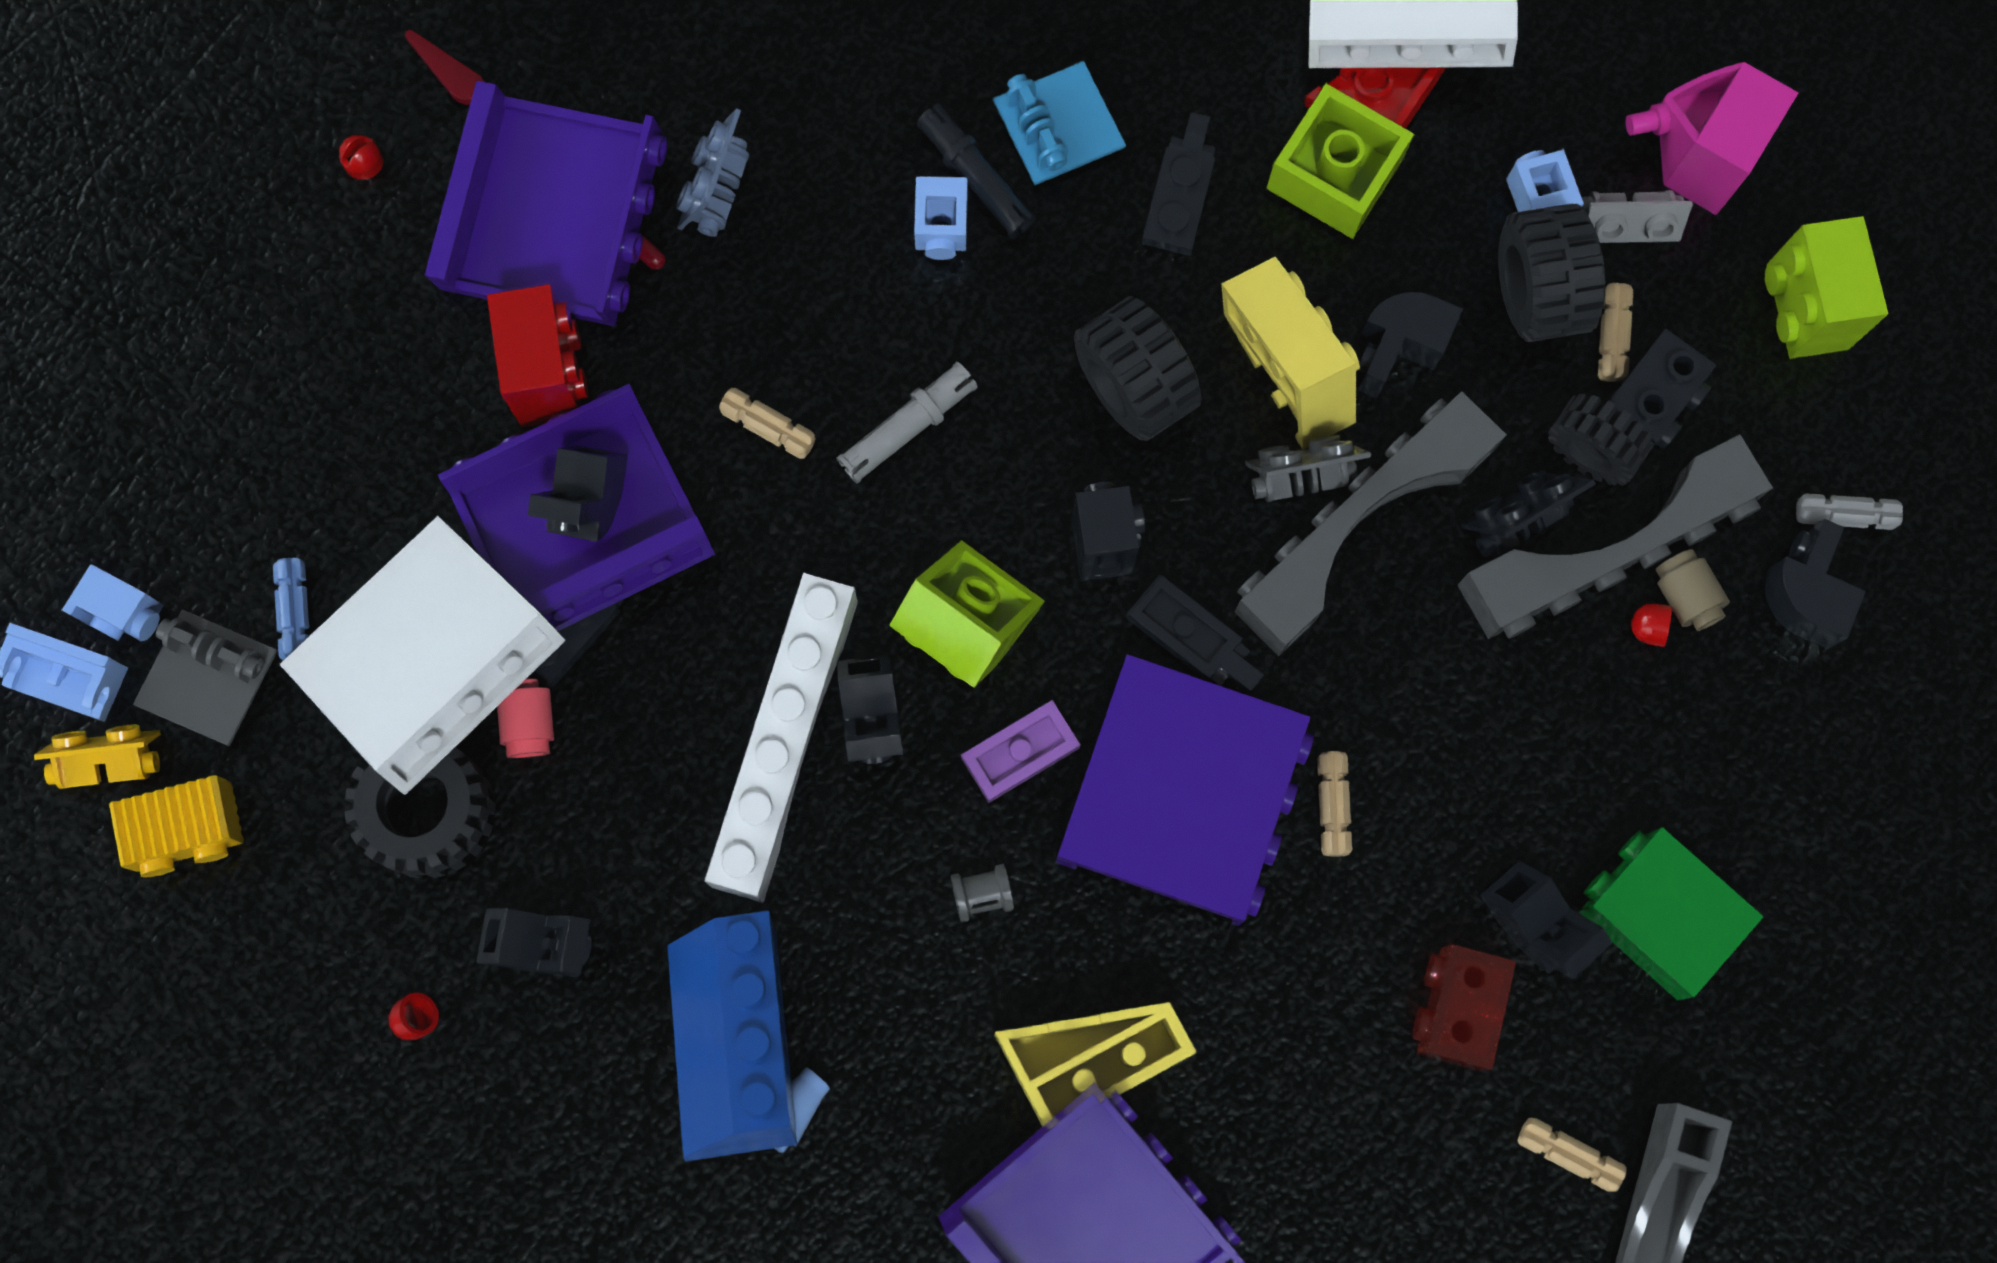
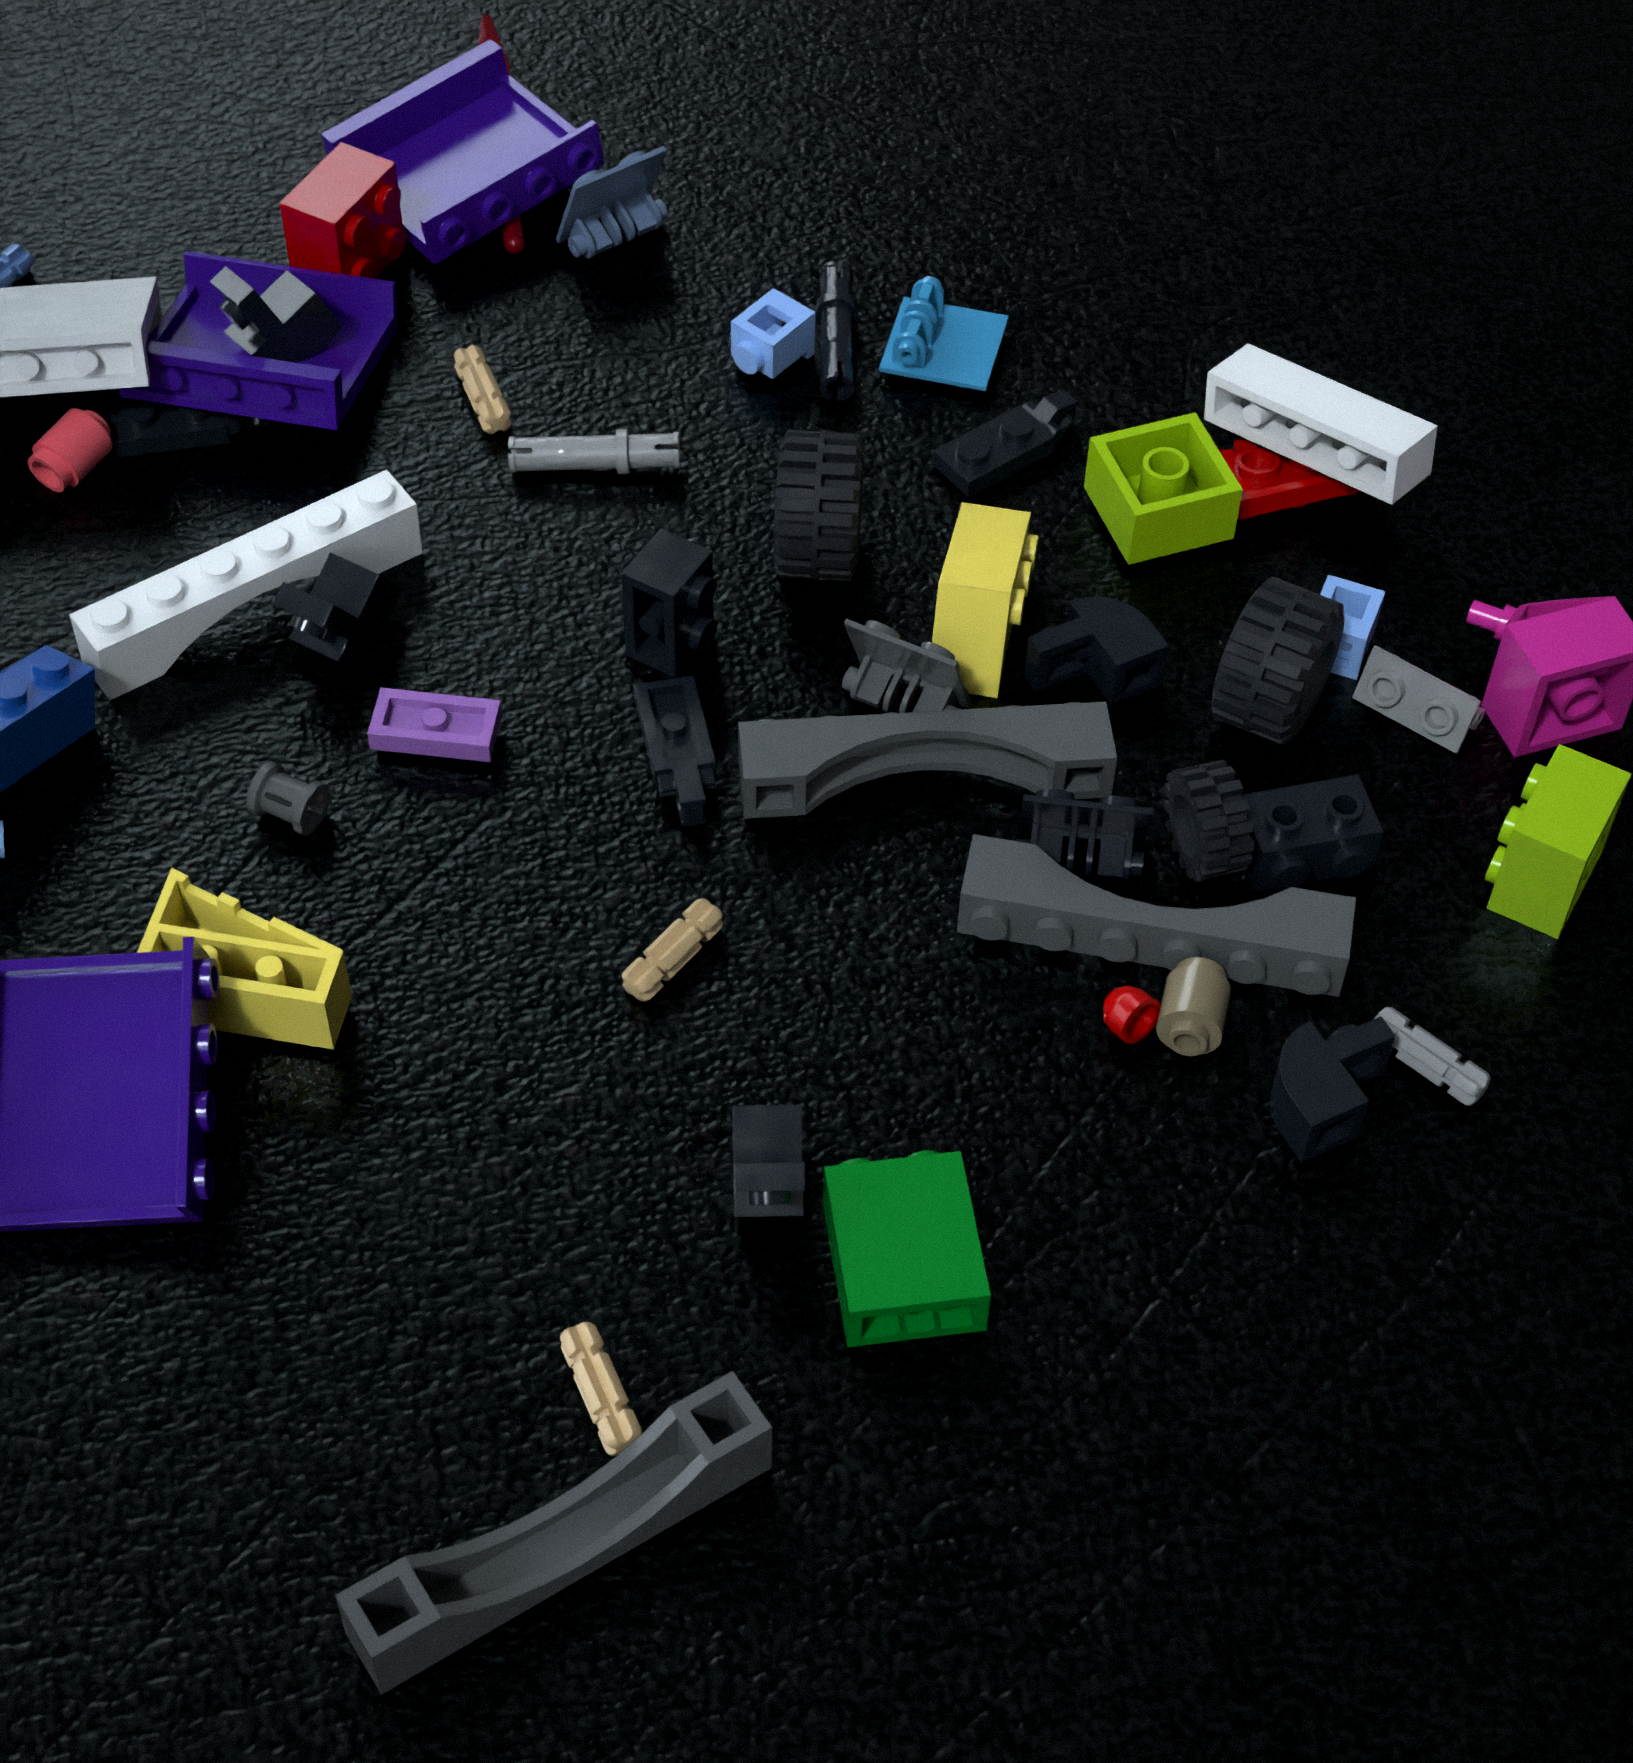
camera: 40 degrees right, 25 degrees down
(366, 160) = (366, 63): red hinge -> none
(965, 613) = (496, 598): lime slope -> none
(1187, 789) = (546, 840): dark purple panel -> none
(1464, 1007) = (621, 1181): clear red brick -> none
(1615, 333) = (1328, 761): tan axle -> none

